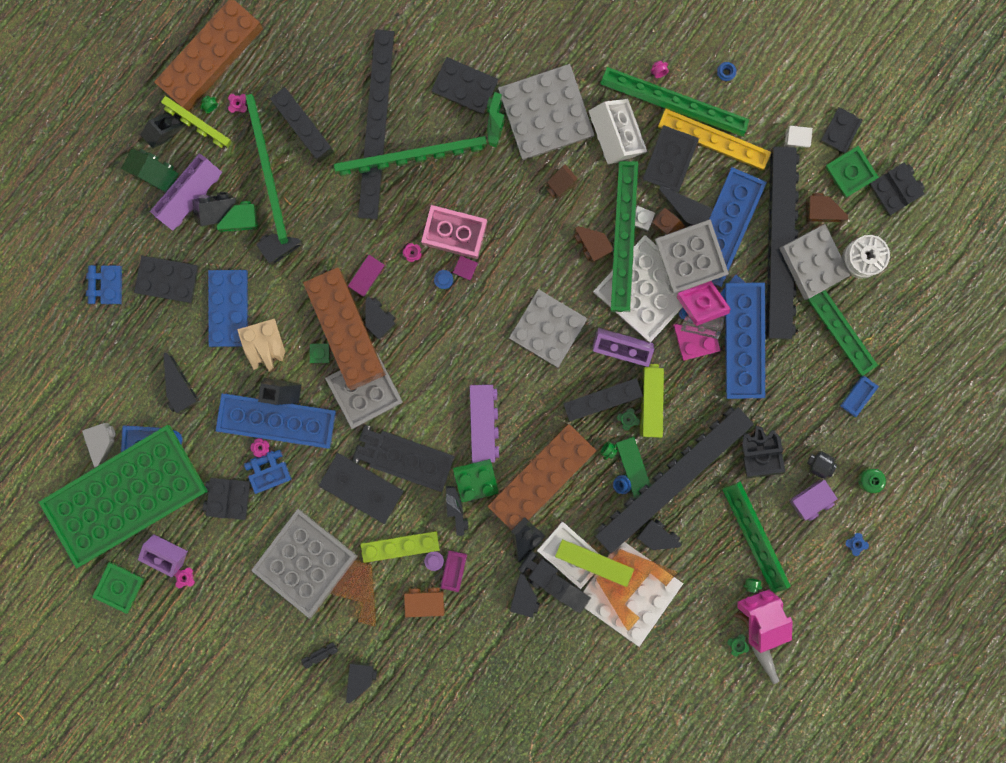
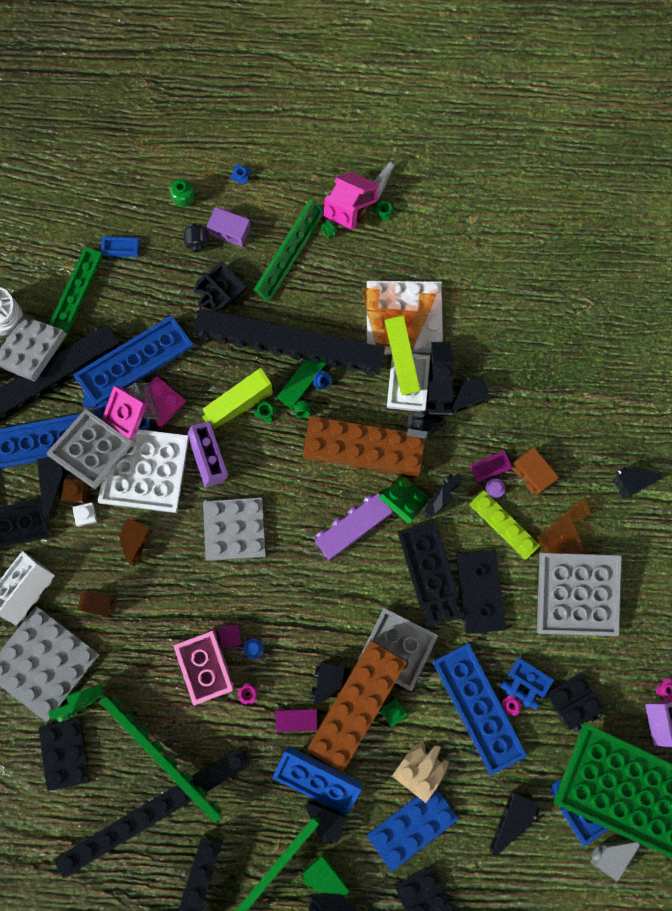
camera: 130 degrees left, 10 degrees down
(279, 392) = (452, 723): black slope -> none
(310, 260) = (317, 780): none -> blue plate
(319, 655) = (641, 528): black axle -> none
(602, 400) = (263, 441): black brick -> none
(624, 236) = (109, 517): green plate -> none
(656, 537) = (345, 322): black slope -> none

